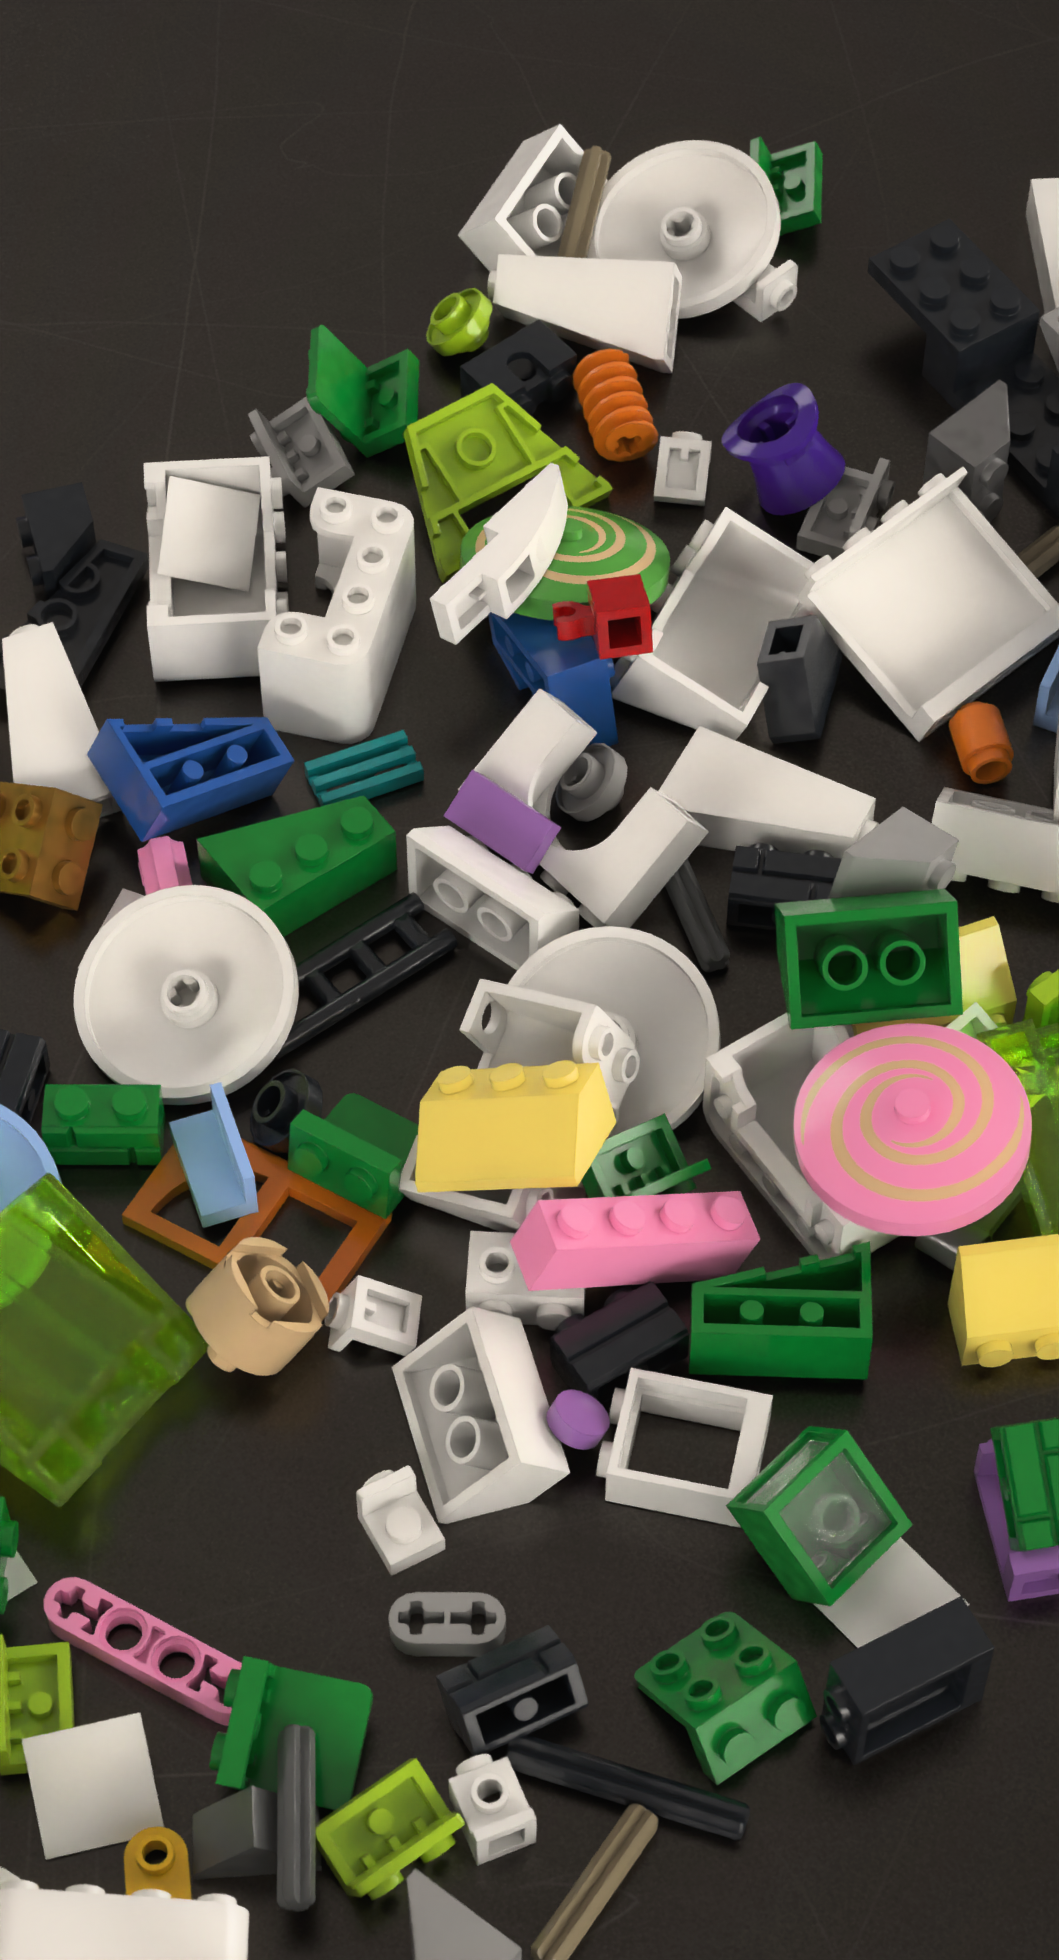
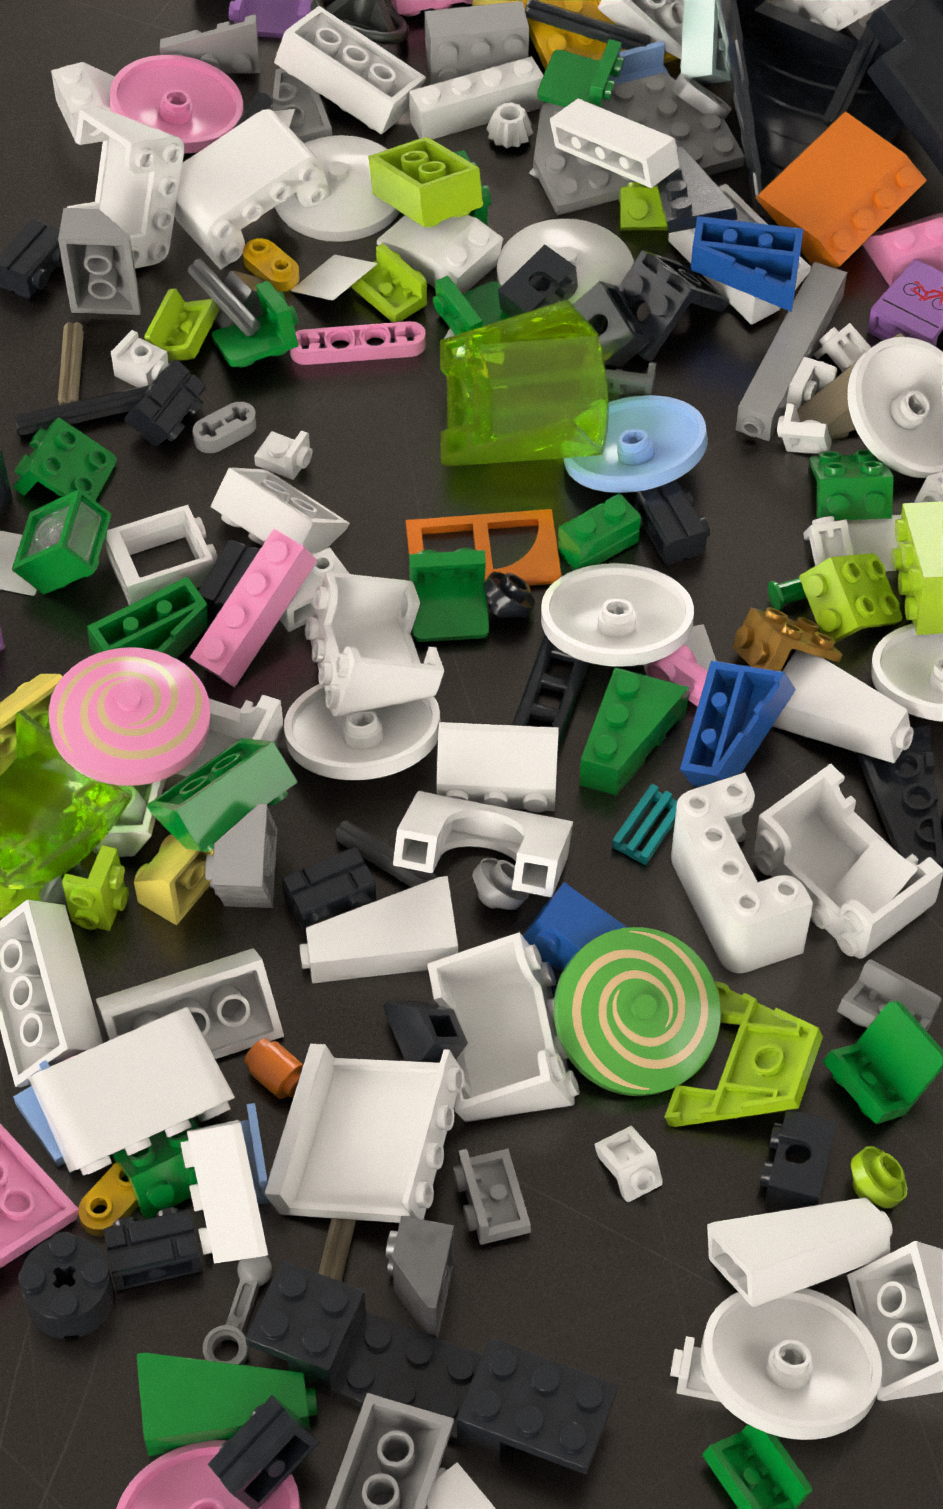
camera: 145 degrees right, 0 degrees up
(215, 1162) = (521, 549): light blue panel -> none
(257, 1308) = (418, 495): tan brick -> none
(374, 1316) = (373, 528): white bracket -> none
(502, 821) = (525, 806): medium lavender tile -> none
(511, 1127) = (360, 610): light yellow slope -> none
(516, 556) = (647, 939): white slope -> none
(578, 1419) = (223, 526): medium lavender tile -> none
(585, 203) = (877, 1332): dark tan axle -> none
(614, 406) = (710, 1174): orange piece -> none
(615, 617) = (552, 934): red brick -> none
(642, 1163) = (284, 657): green bracket -> none
(785, 450) = (564, 1181): dark purple hat -> none

